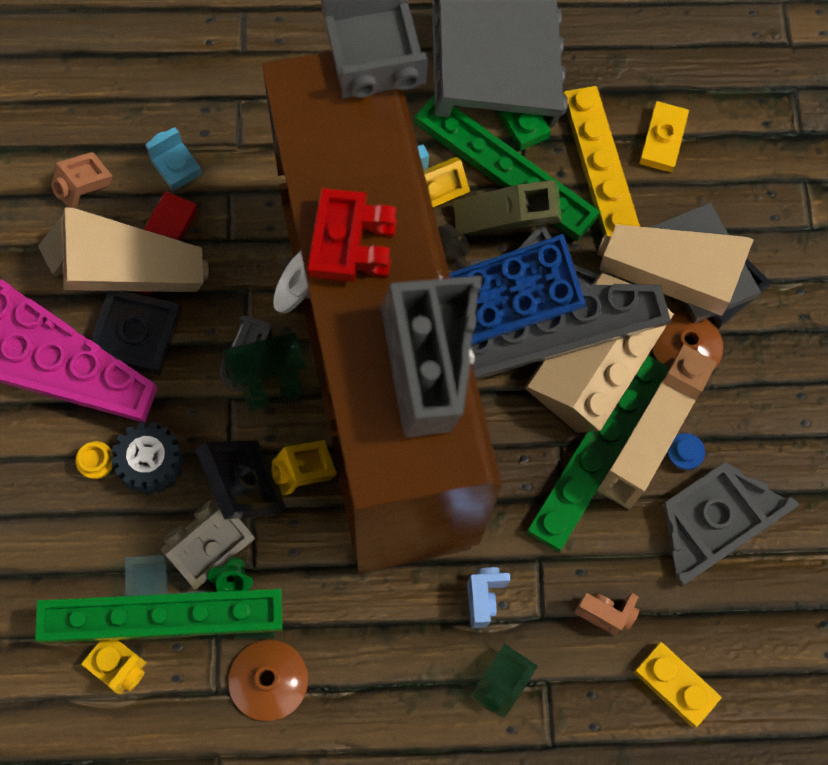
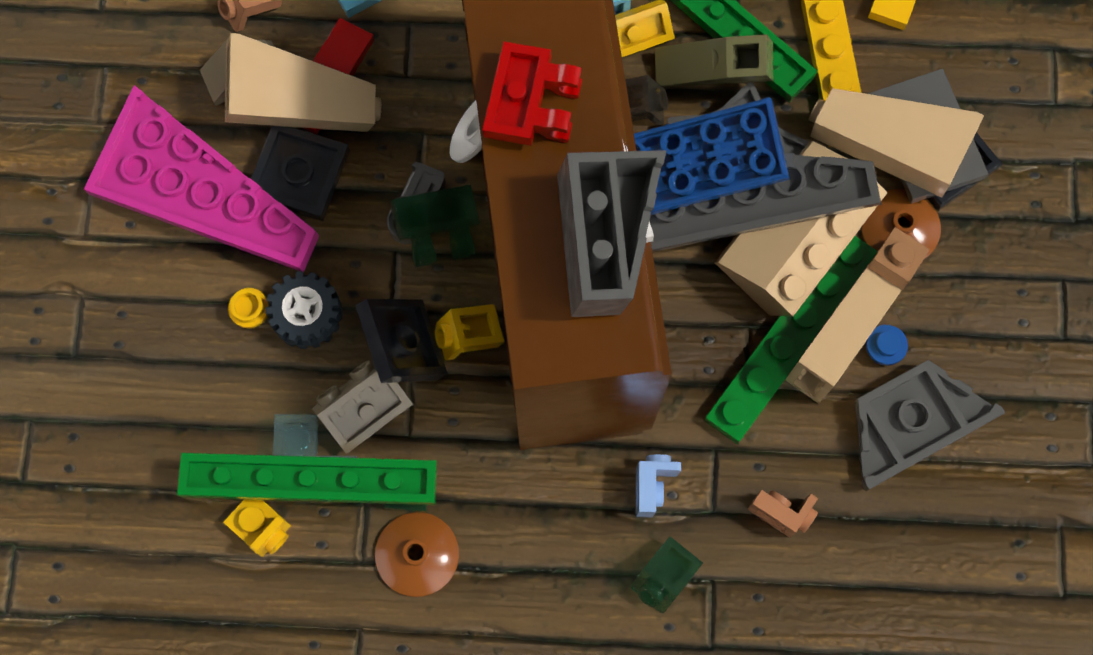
camera: 10 degrees right, 5 degrees up
(233, 568) = (389, 435): green plate -> none
(677, 685) = (852, 594): yellow plate -> none

